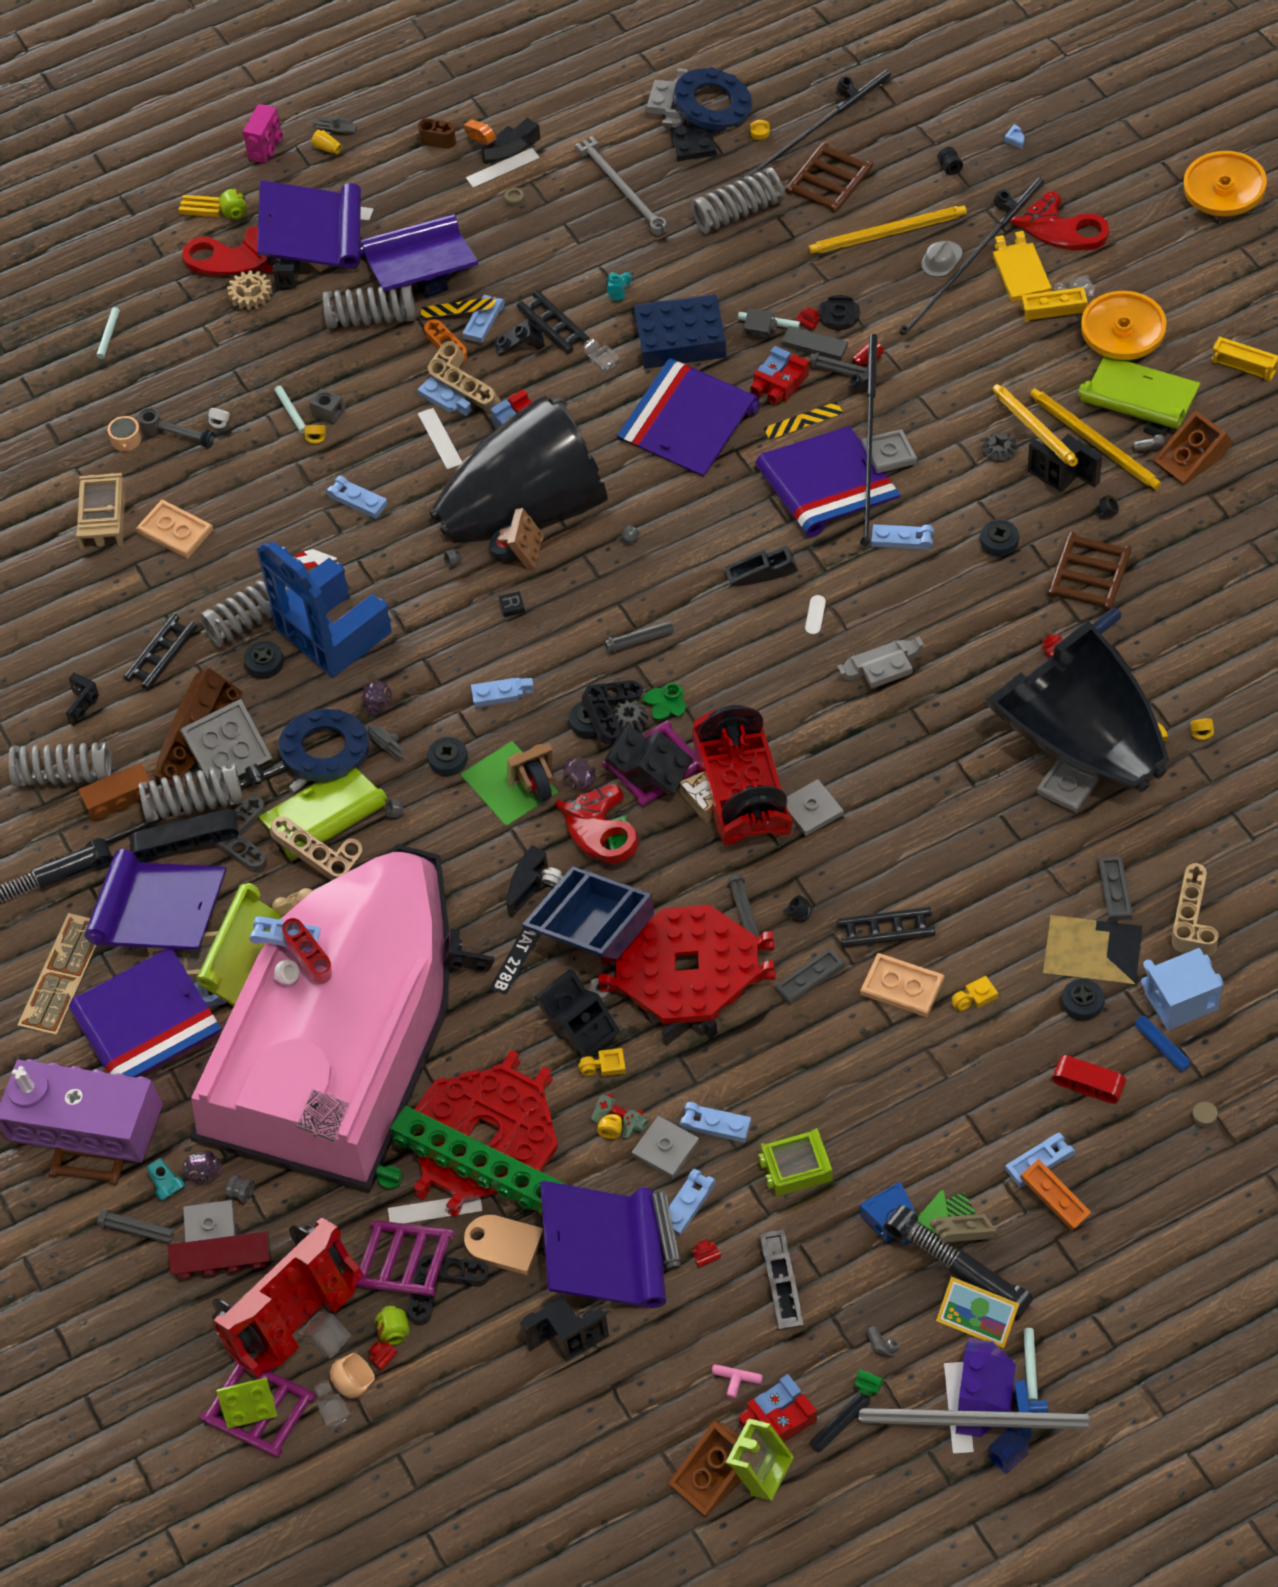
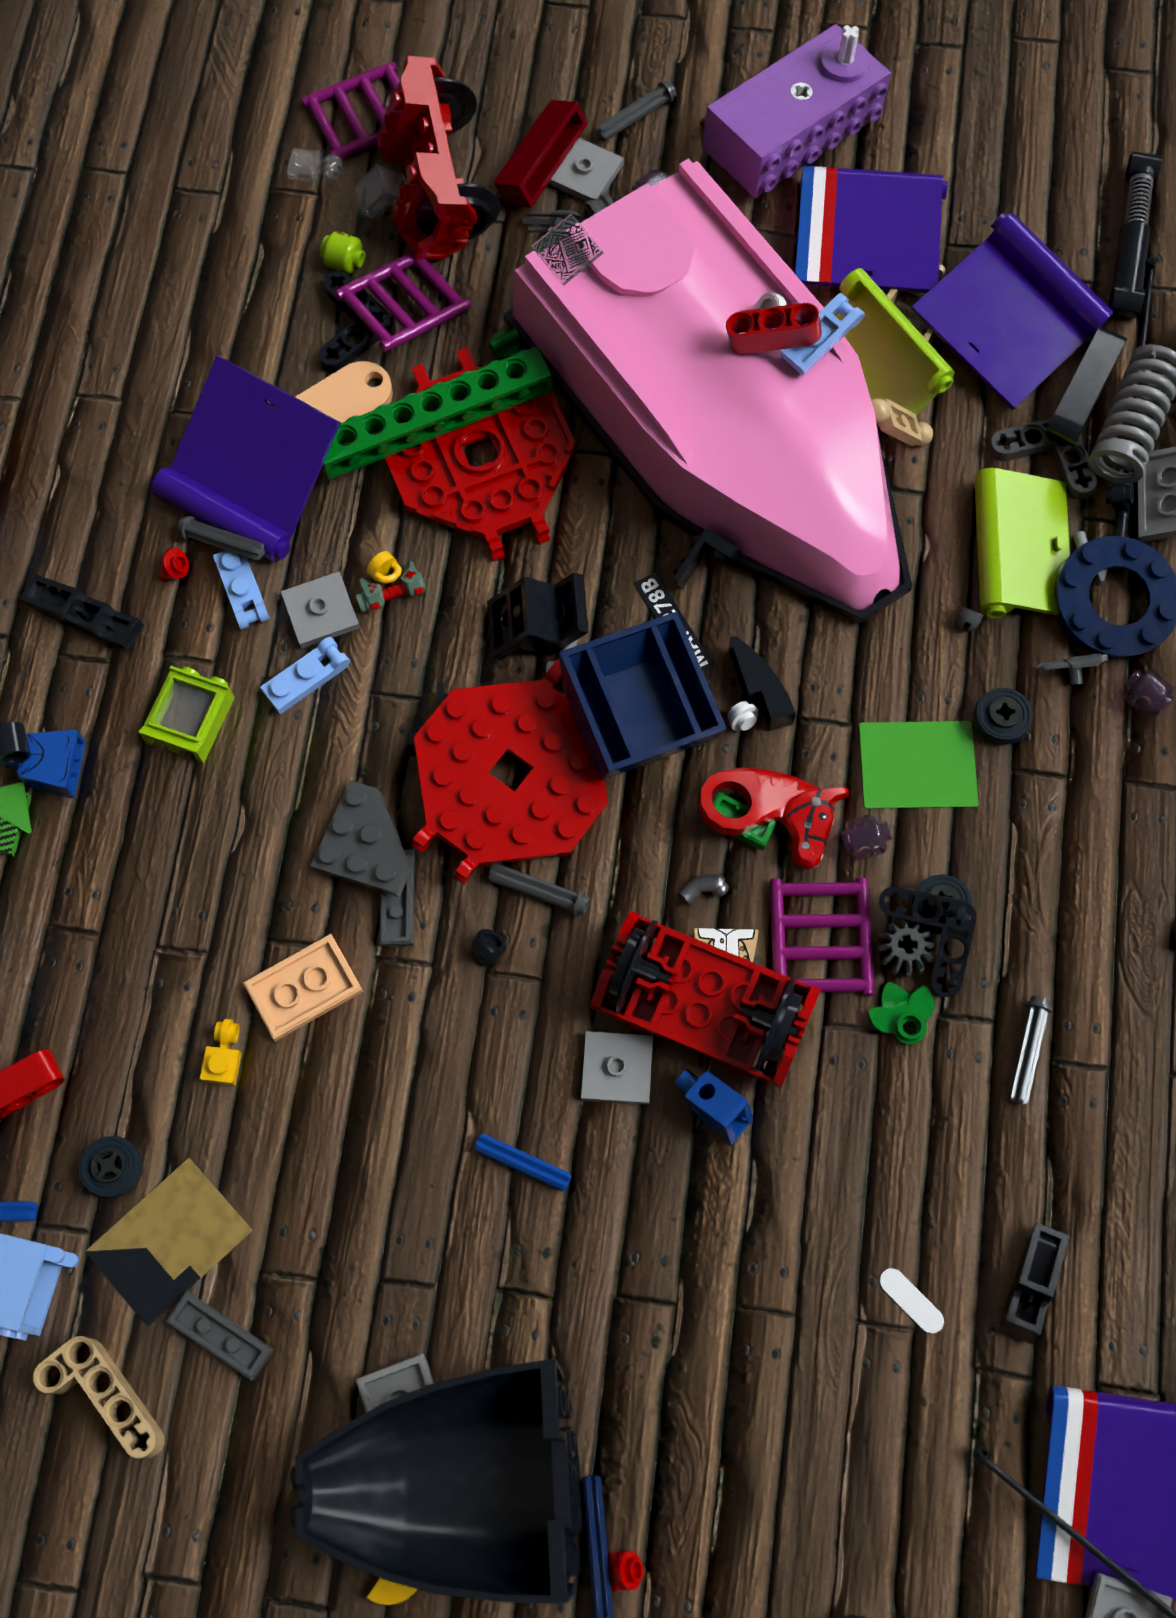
camera: 125 degrees right, 15 degrees up
(59, 977) = (989, 193): sticker -> none
(166, 1184) = (667, 154): teal plate -> none
(247, 1403) = (359, 87): lime hinge -> none
(267, 1211) = (555, 218): none -> dark grey piece
(312, 845) = (1008, 466): tan beam -> none
(351, 1376) = (316, 185): light nougat hair -> none
(381, 1354) = (322, 226): red plate -> none
(429, 1210) = (446, 355): white sticker -> none
(501, 691) = (1062, 836): light blue hinge -> none
(532, 770) = (897, 779): medium nougat plate -> none
(563, 1327) = (186, 373): black bracket -> none
(610, 1062) = (460, 619): yellow plate -> none
(648, 759) = (812, 910): black bracket -> none
(671, 834) = (703, 883): none -> flat silver arm
(736, 1377) = (27, 506): bright pink piece -> none
(793, 742) = (716, 1104): none -> blue torso
(793, 1010) = (363, 843): none -> dark grey plate
(882, 663) = (764, 1318): light grey plate -> none
(894, 916) = (391, 1047): black bar -> none
(901, 815) = (522, 1162): none -> blue axle
(902, 537) = (958, 1517): light blue plate -> none

